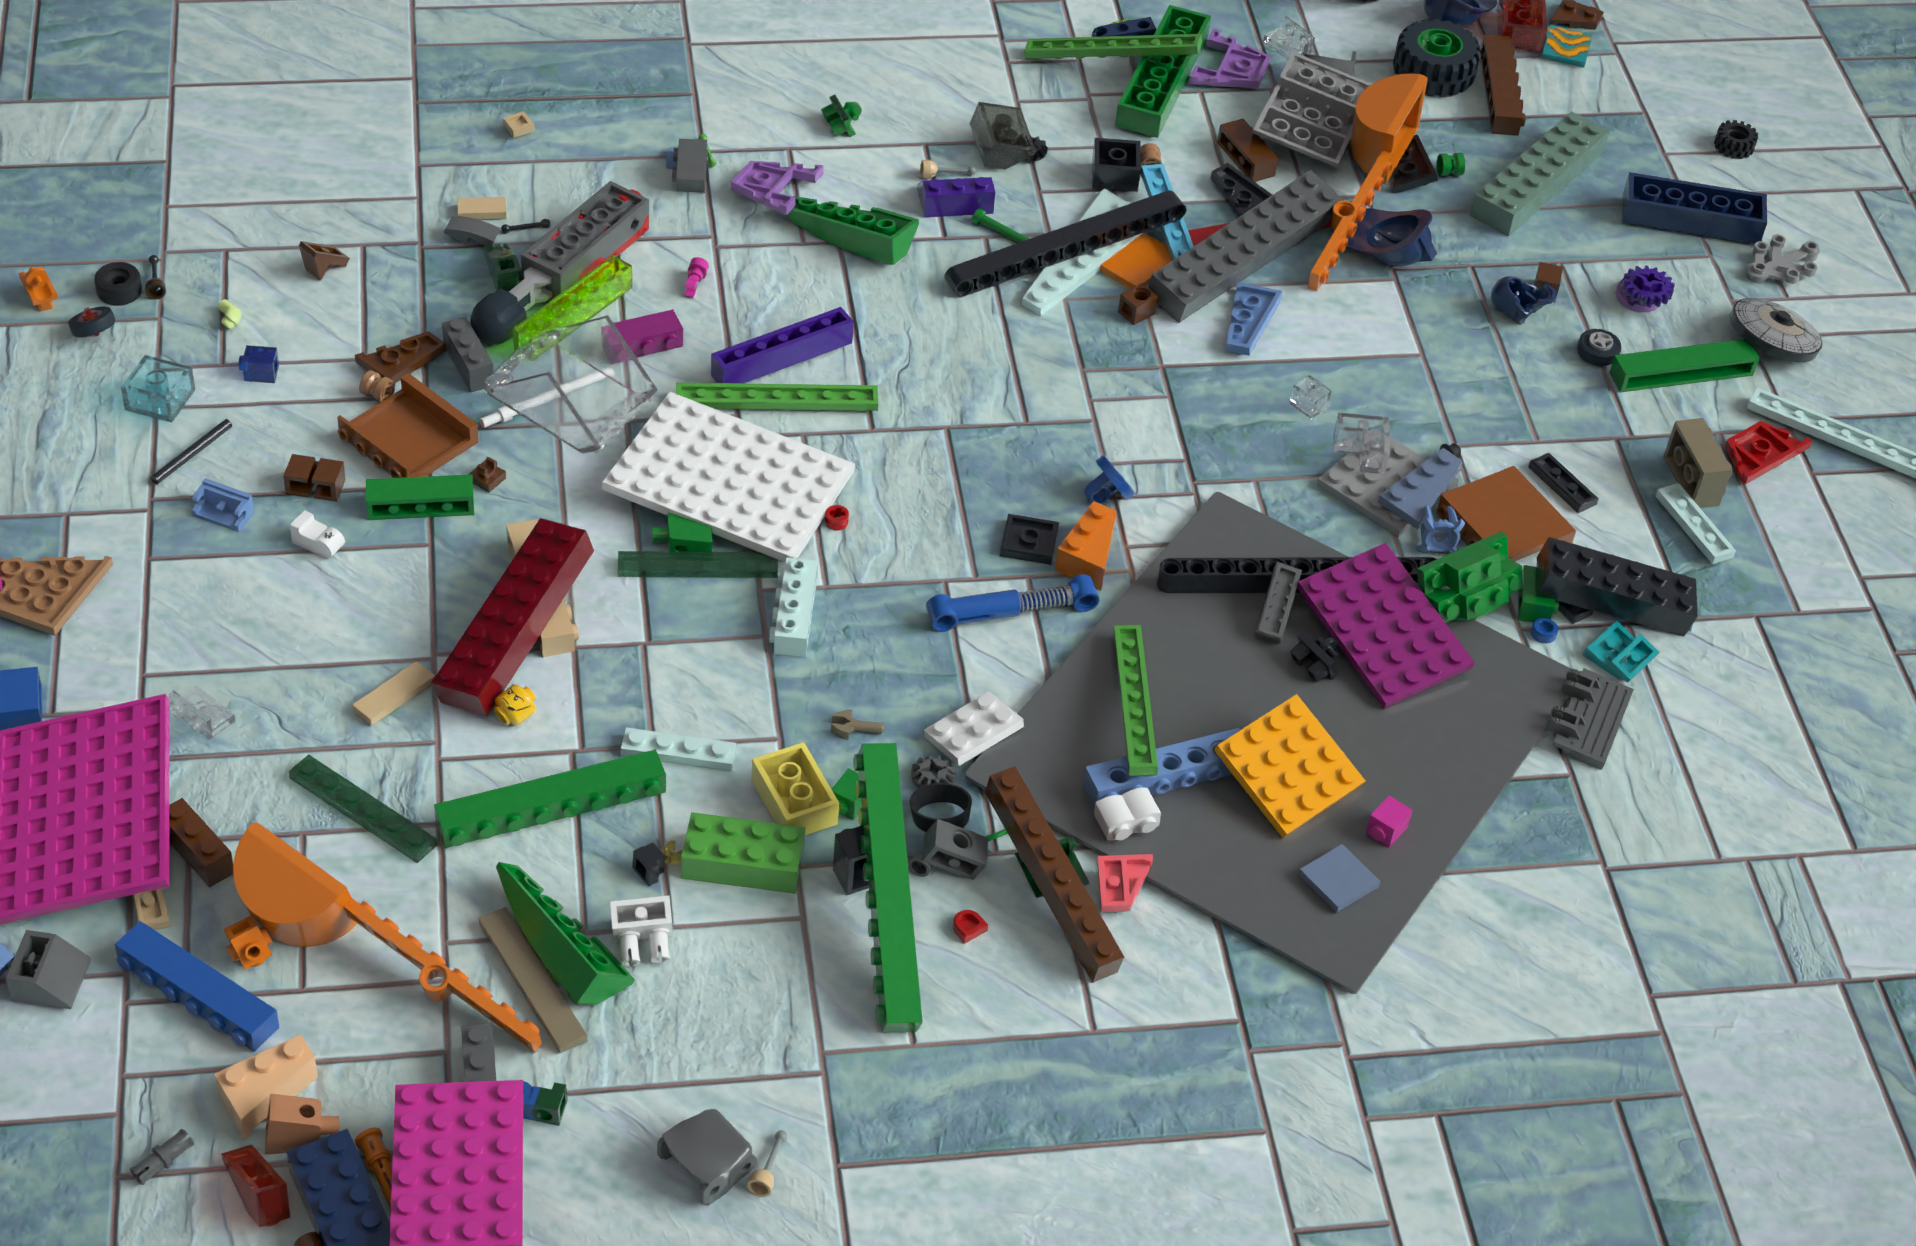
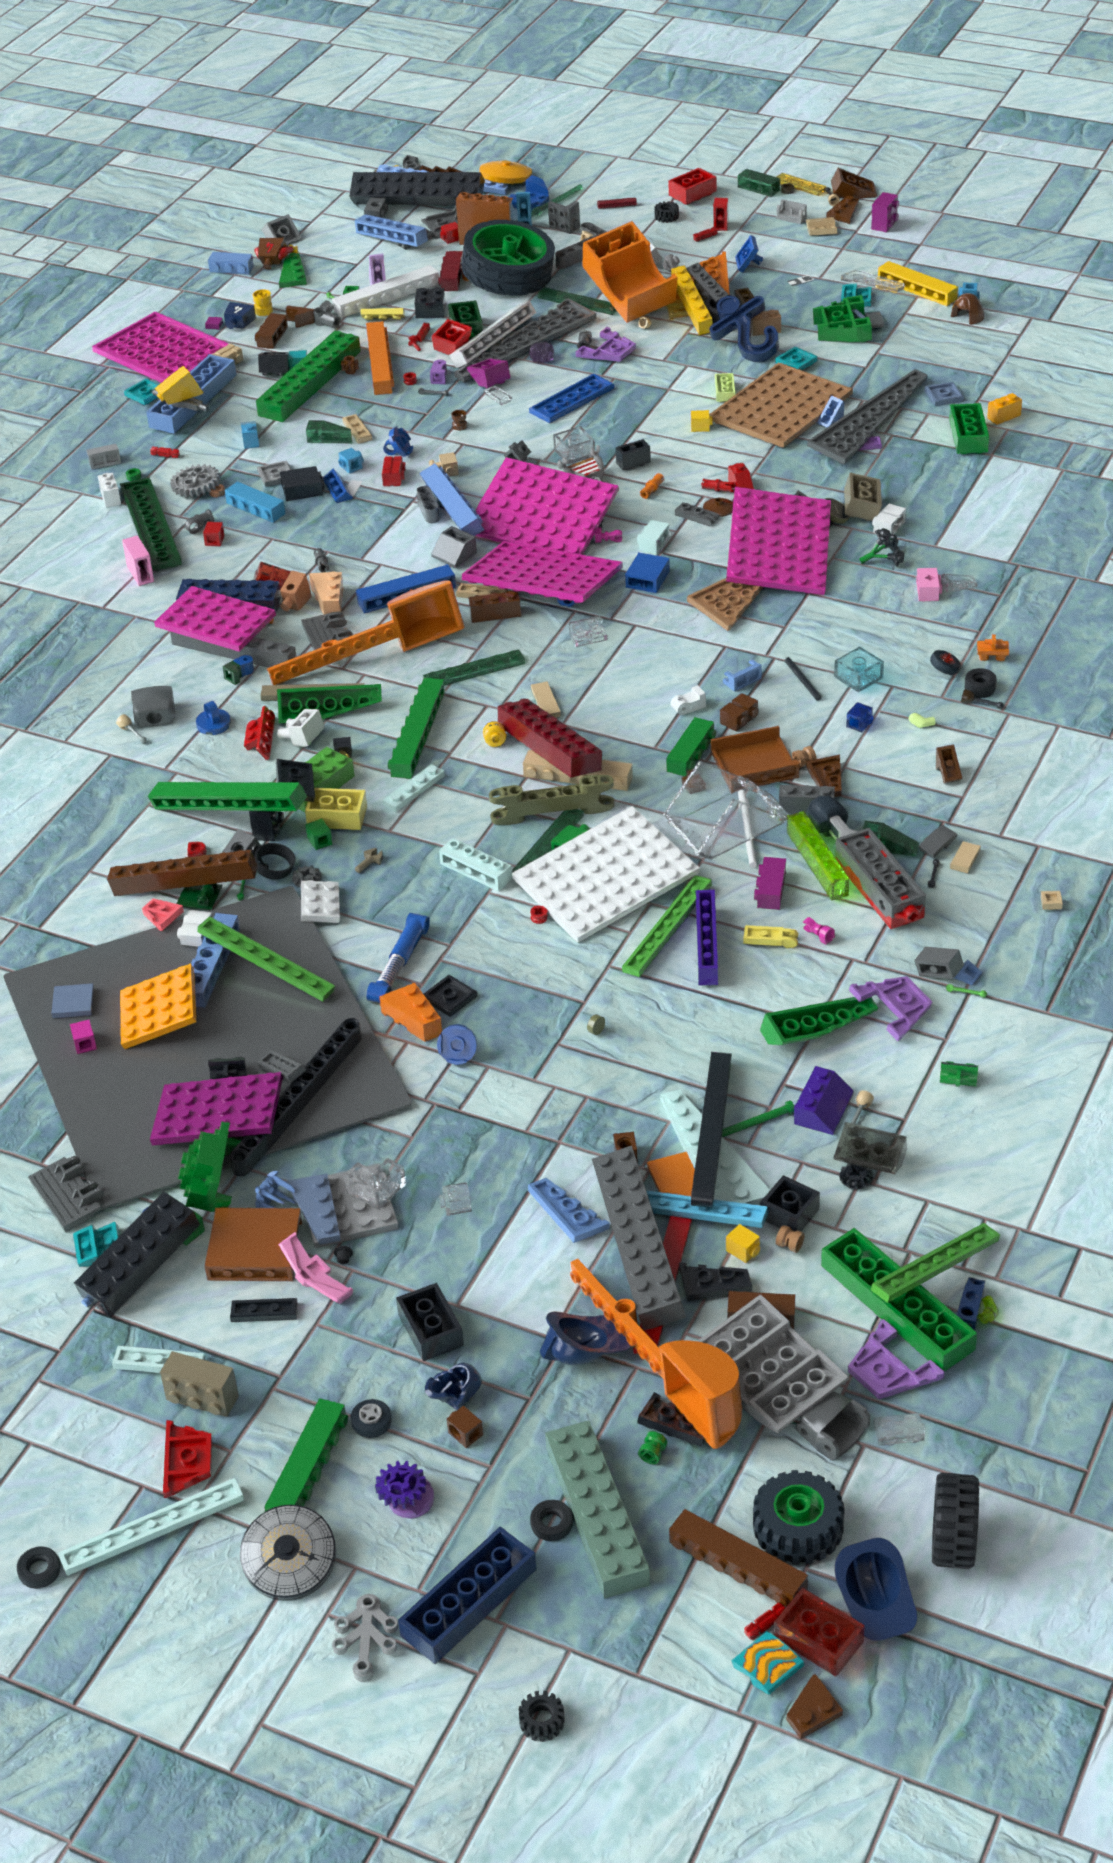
camera: 130 degrees right, 5 degrees down
(375, 1043) = (325, 628): none -> dark grey hinge
(658, 594) = (579, 796): none -> olive piece
(680, 987) = (260, 733): none -> red bracket
(680, 1068) = (213, 719): none -> blue tile
(734, 312) = (770, 936): none -> light yellow hinge
(798, 829) = (297, 772): none -> black tile
(983, 392) = (596, 1024): none -> olive tile
(1184, 184) = (743, 1243): none -> yellow brick
(1471, 344) = (430, 1321): none -> black brick
(1499, 453) = (313, 1271): none -> bright pink plate
(1534, 58) = (763, 1622): none -> red axle
(1570, 209) = (551, 1507): none -> black tyre

